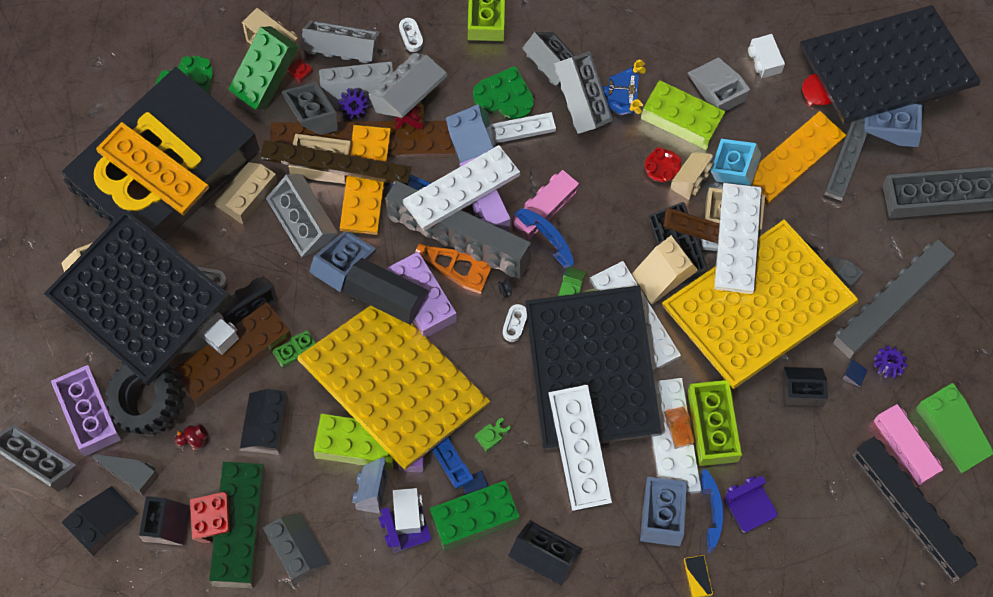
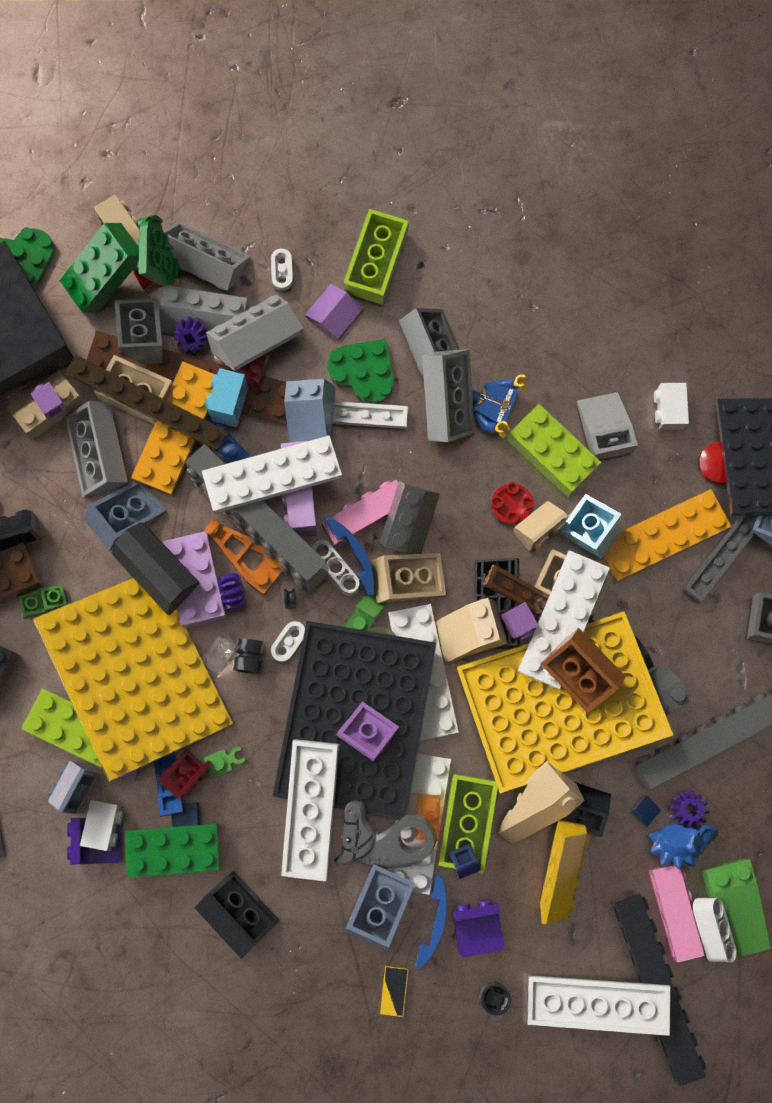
camera: 15 degrees right, 10 degrees up
(253, 182) = (48, 400): none -> medium lavender brick
(304, 37) = (155, 252): none -> green plate
(401, 140) = (227, 397): none -> medium azure brick
(456, 294) = (232, 591): none -> dark purple gear
(462, 347) = (220, 654): none -> clear slope
(464, 450) = (183, 774): none -> dark red bracket
(465, 56) = (334, 311): none -> medium lavender slope
(486, 342) = (249, 654): none -> black wheel
(546, 255) = (344, 575): none -> white beam
(583, 196) = (409, 518): none -> dark grey slope
(597, 245) = (408, 577): none -> tan slope
(607, 369) = (367, 731): none -> medium lavender slope
(637, 464) = (385, 848): none -> dark grey animal
(703, 247) = (519, 621): none -> medium lavender brick
(723, 449) = (464, 861): none -> dark blue slope
(768, 269) = (583, 670): none -> dark orange slope
(771, 383) = (544, 801): none -> tan wedge
(784, 554) = (494, 998): none -> black wheel
(805, 434) = (562, 871): none -> yellow slope
(871, 533) = (599, 1005): none -> white plate
(894, 387) = (681, 844): none -> blue head
(944, 447) = (714, 930): none -> white beam

